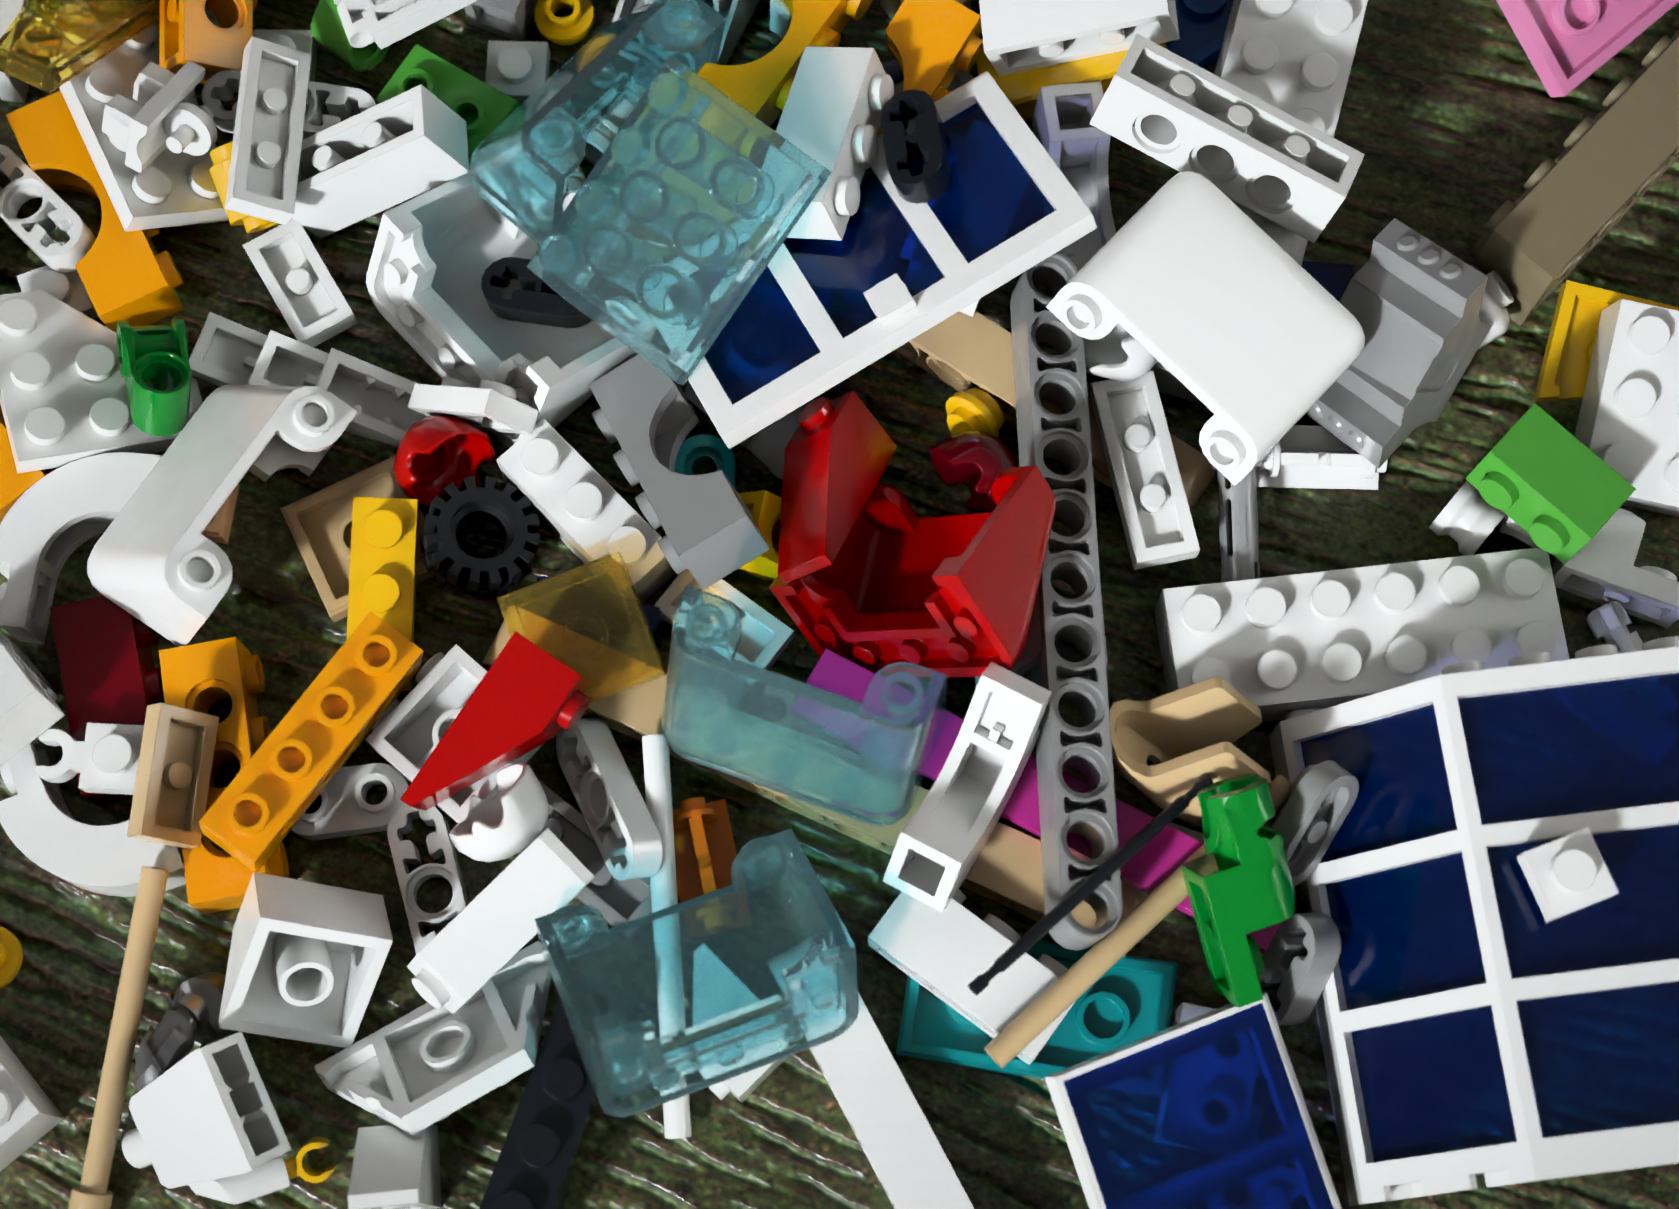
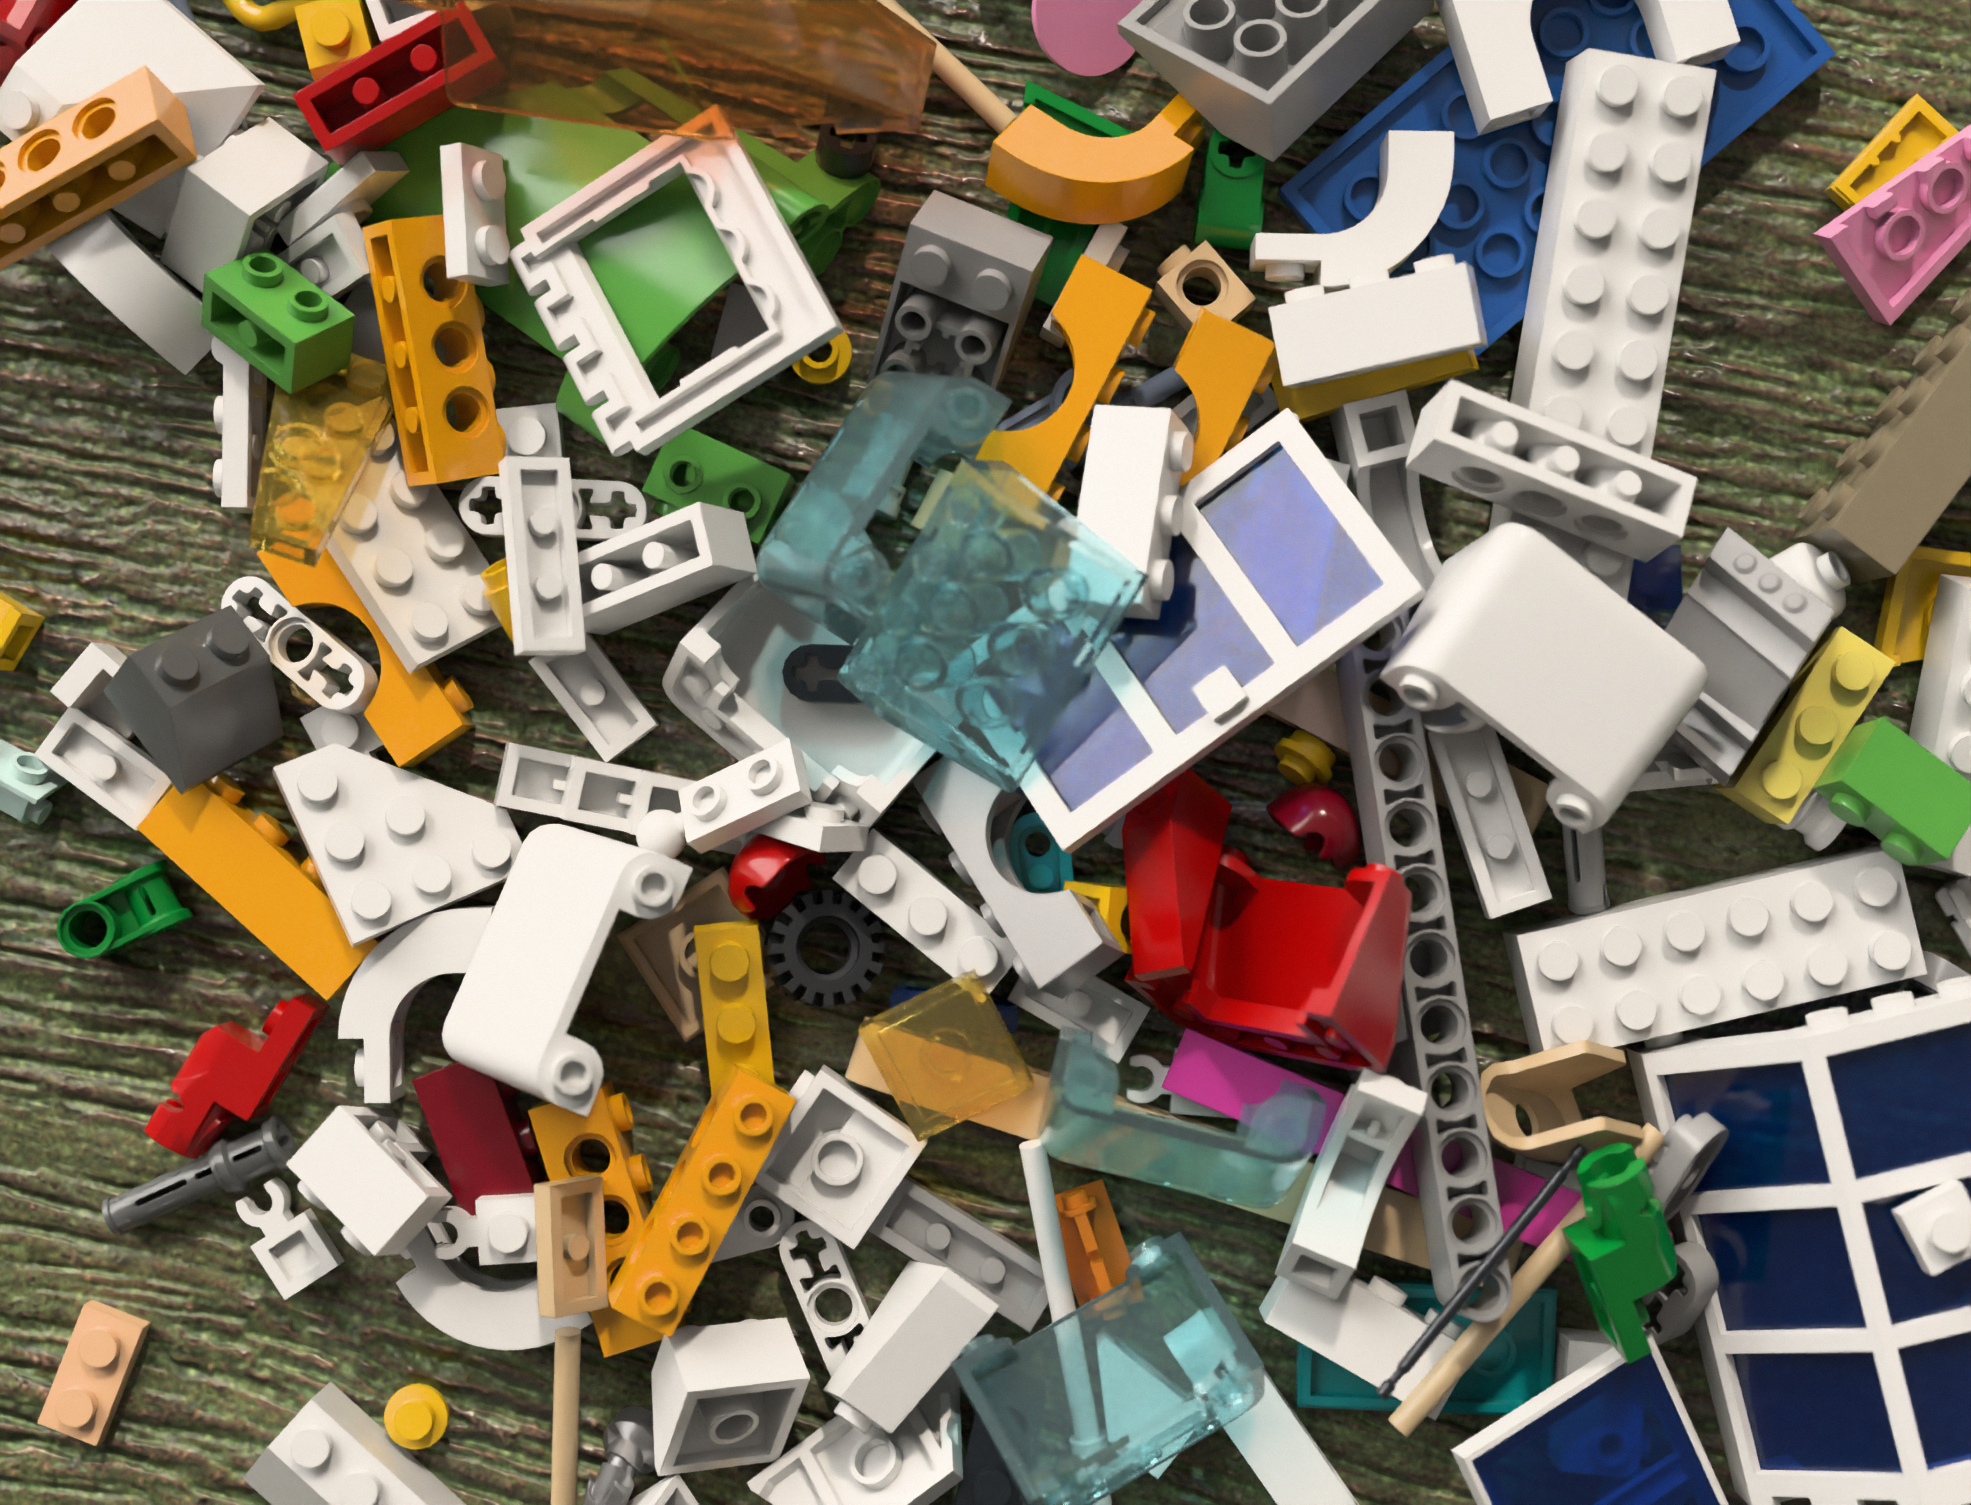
camera: 15 degrees left, 15 degrees up
(156, 375) = (467, 815): green piece -> none
(166, 119) = (432, 523): white hips -> none
(415, 374) = (730, 802): none -> white plate
(507, 821) = (897, 1250): white hair -> none
(509, 714) = (891, 1156): red slope -> none
(517, 67) = (780, 423): white plate -> none
(609, 800) = (993, 1205): white beam -> none
(926, 143) = (1210, 515): black beam -> none
(1462, 435) = (1808, 727): none -> light yellow arch

